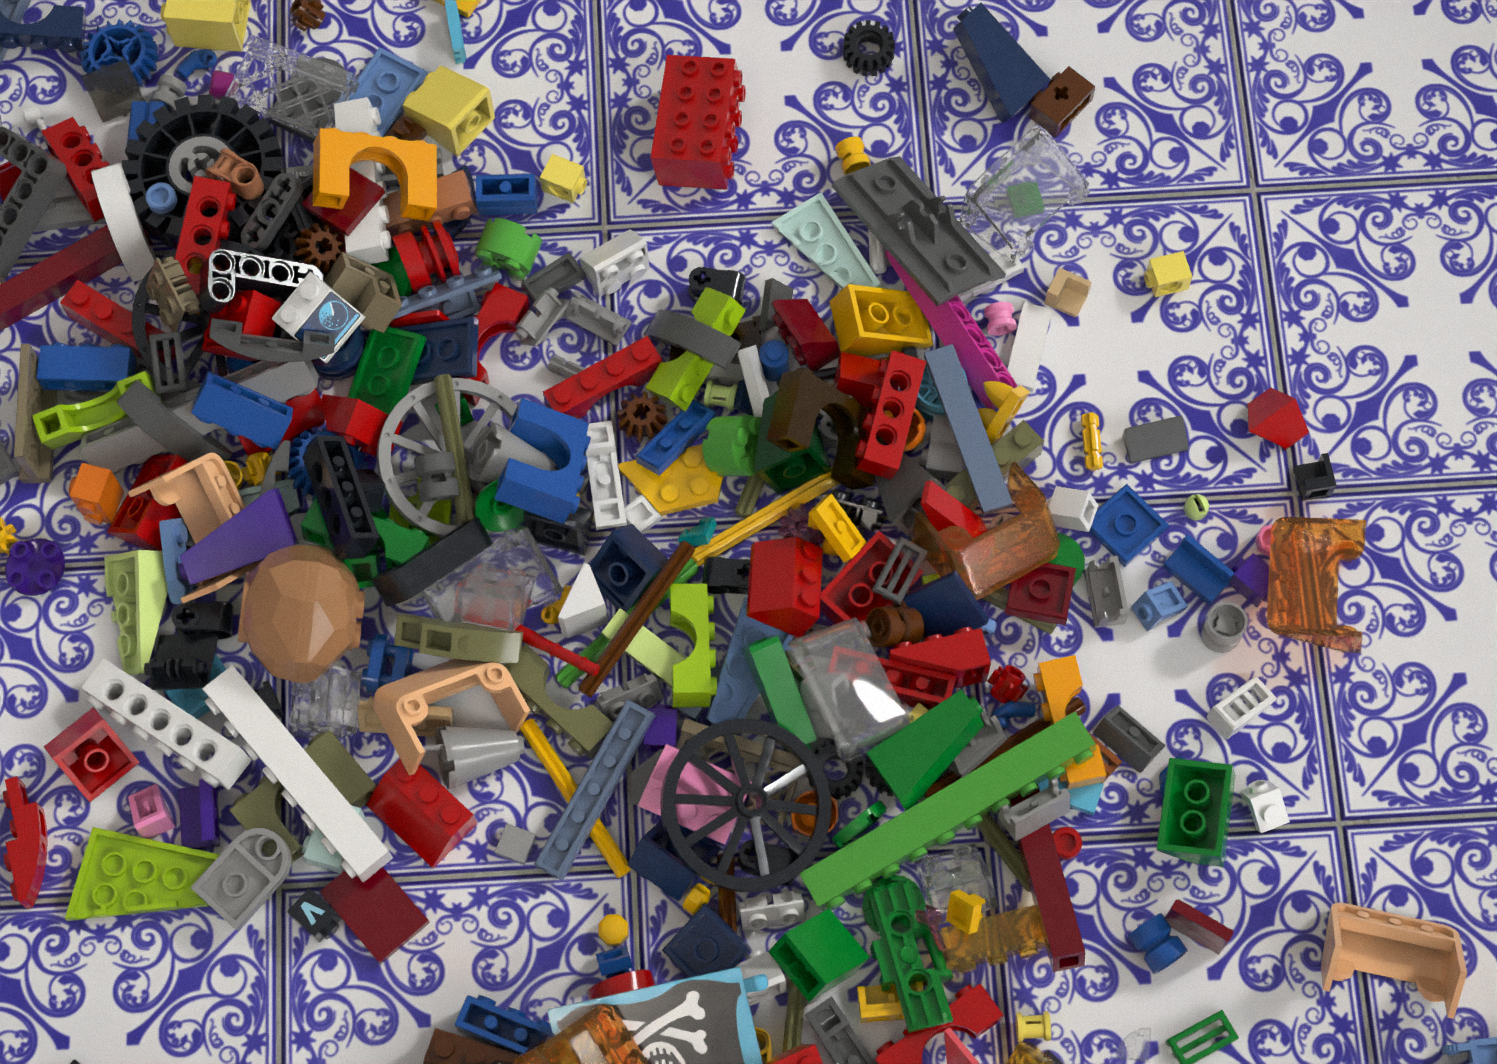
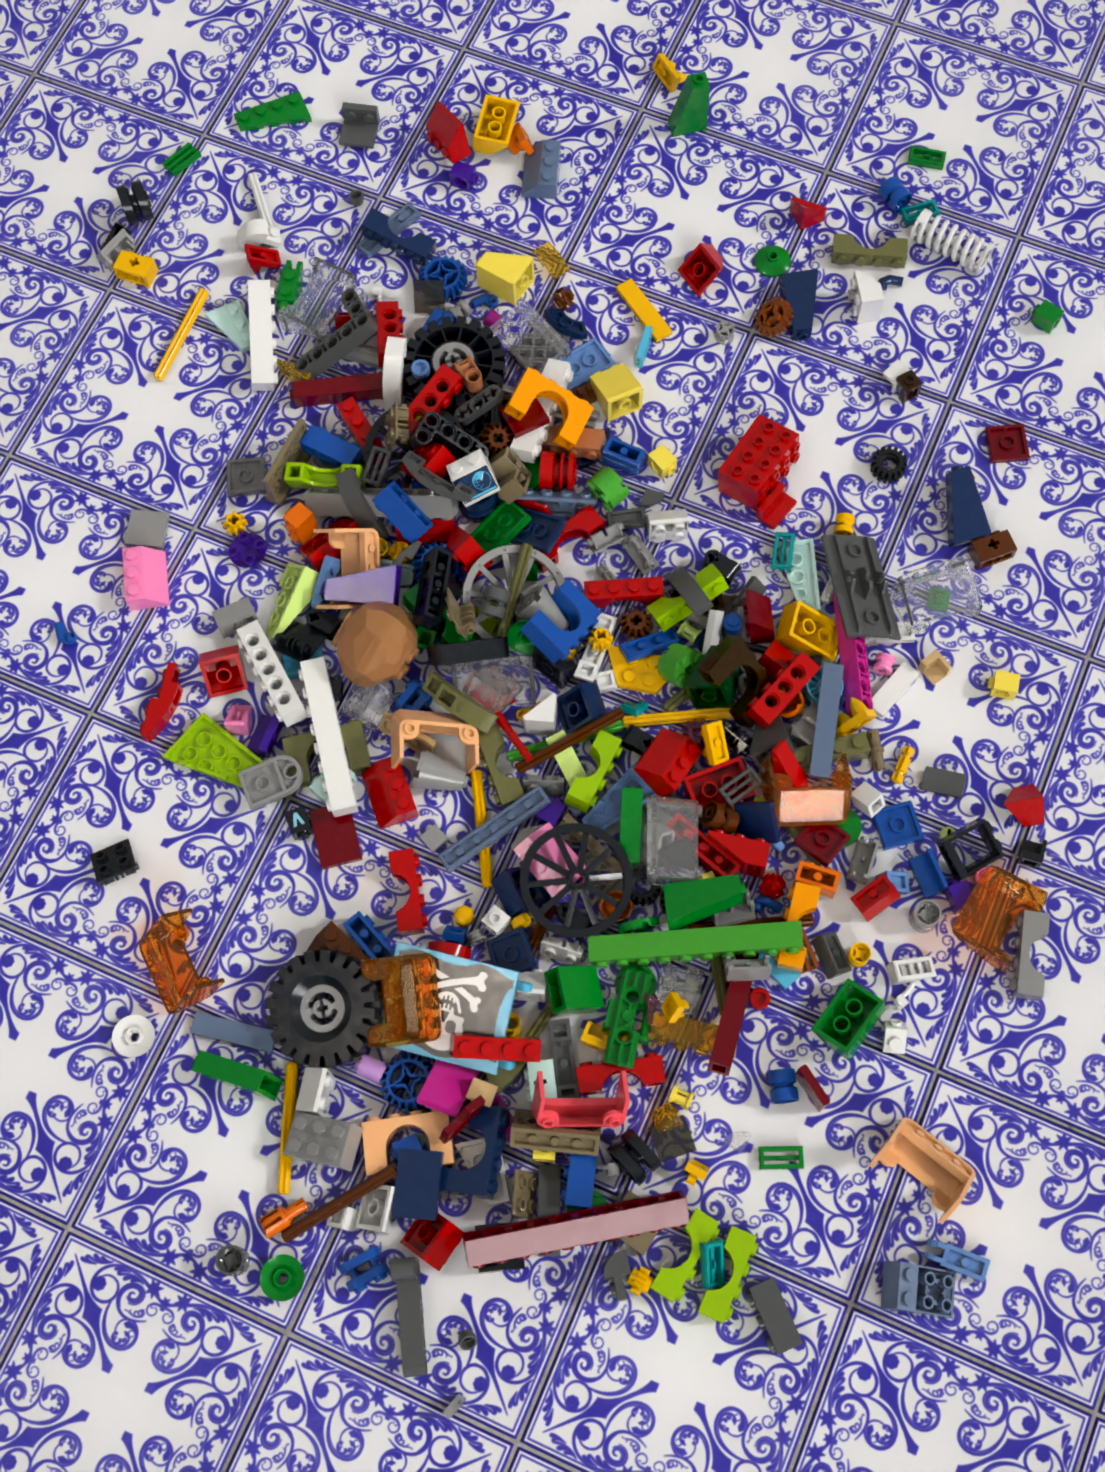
camera: 30 degrees right, 0 degrees up
(67, 670) = (234, 616): none -> light grey hinge
(329, 47) = (565, 324): none -> dark blue tile
(403, 515) = (462, 615): none -> dark tan hinge
(496, 904) = (410, 917): none -> red arch
(573, 235) = (651, 498): none -> dark grey tile
(606, 461) = (600, 639): none -> yellow gear
(646, 950) = (476, 937): none -> light grey bush
(663, 915) = (496, 921): none -> white brick
(748, 172) = (775, 506): none -> red panel
(798, 249) = (782, 566): none -> teal tile
(1052, 443) = (876, 750): none -> dark tan pin
(1060, 642) = (818, 876): none -> orange brick
(1148, 633) = (875, 897): none -> red panel
(1168, 714) = (860, 951): none -> yellow wheel
(1221, 535) = (953, 860): none -> black window
(1249, 754) = (900, 1002): none -> white hand
(1393, 647) = (1027, 981): none -> light grey arch

